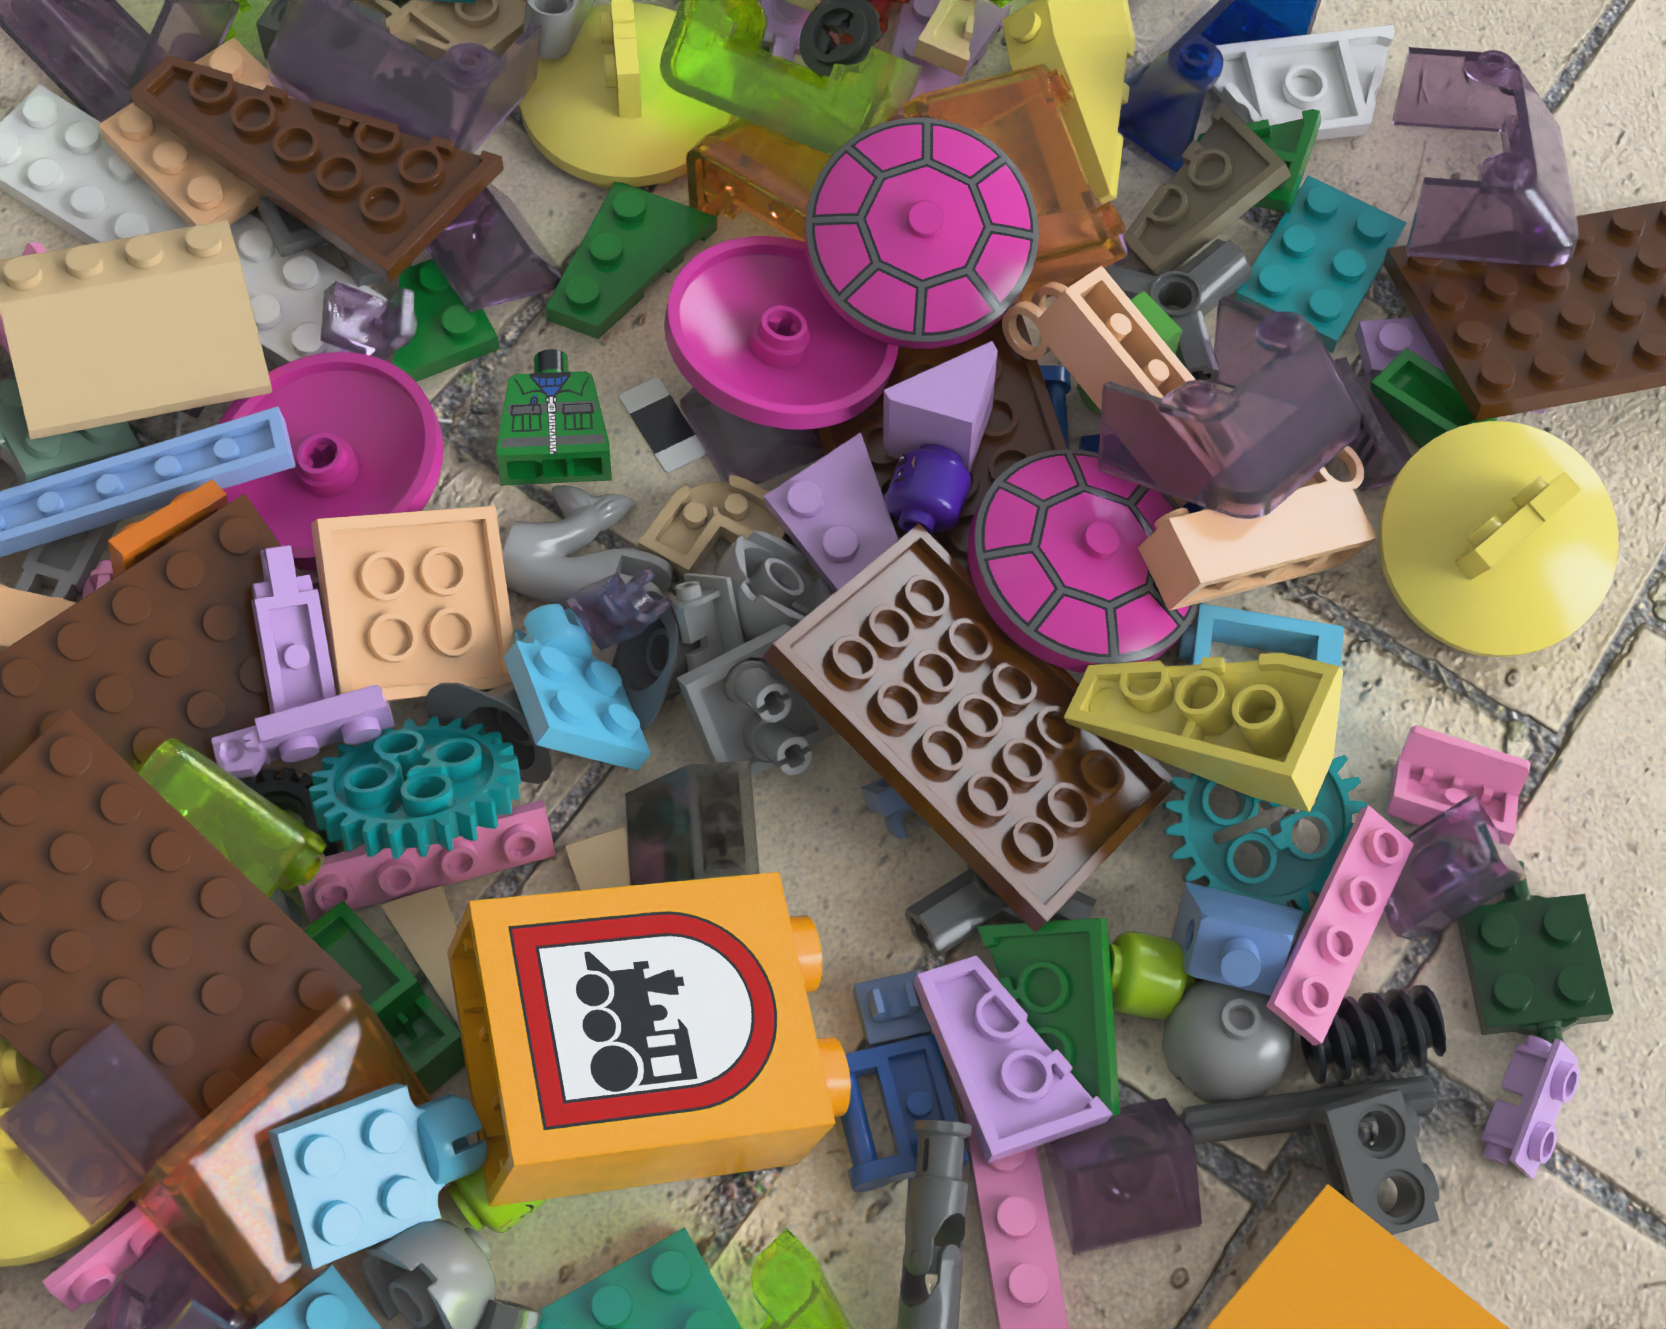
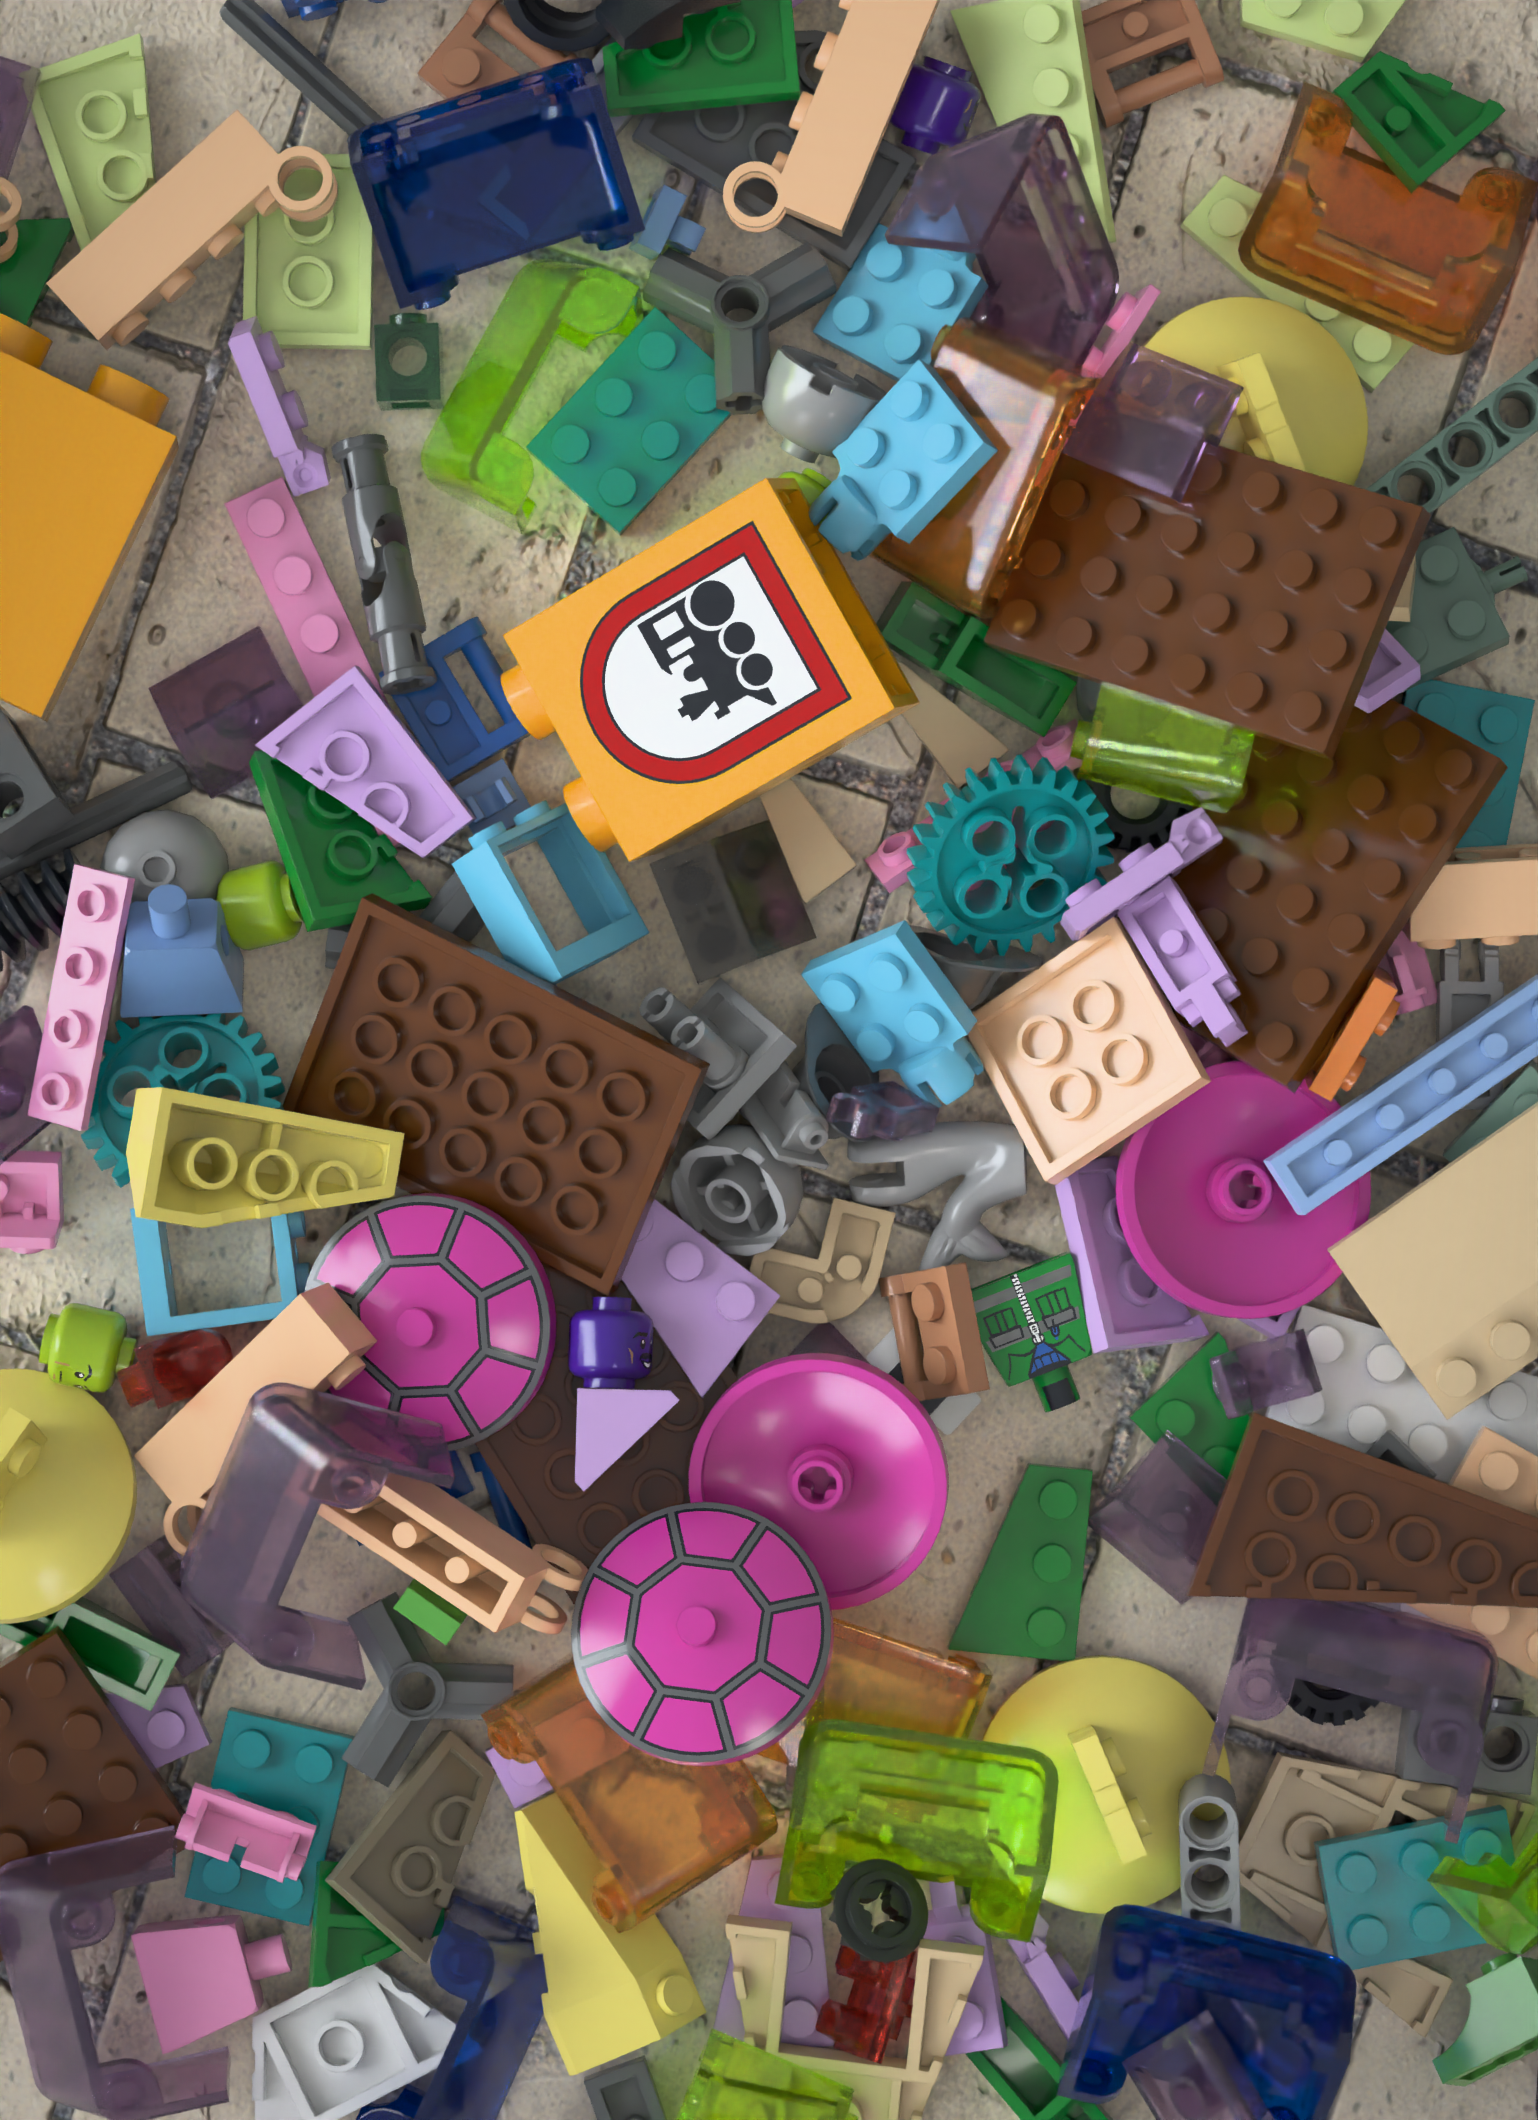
camera: 165 degrees right, 25 degrees up
(469, 416) = (1117, 1295): none -> lavender wing
(626, 431) = (948, 1329): none -> nougat plate
(818, 893) = (584, 875): none -> medium azure window
(1325, 587) = (175, 1367): none -> clear red hips
(1329, 220) = (274, 1839): none -> bright pink hinge
(1396, 156) = (204, 1974): none -> bright pink torso
(1398, 642) = (86, 1347): none -> lime head

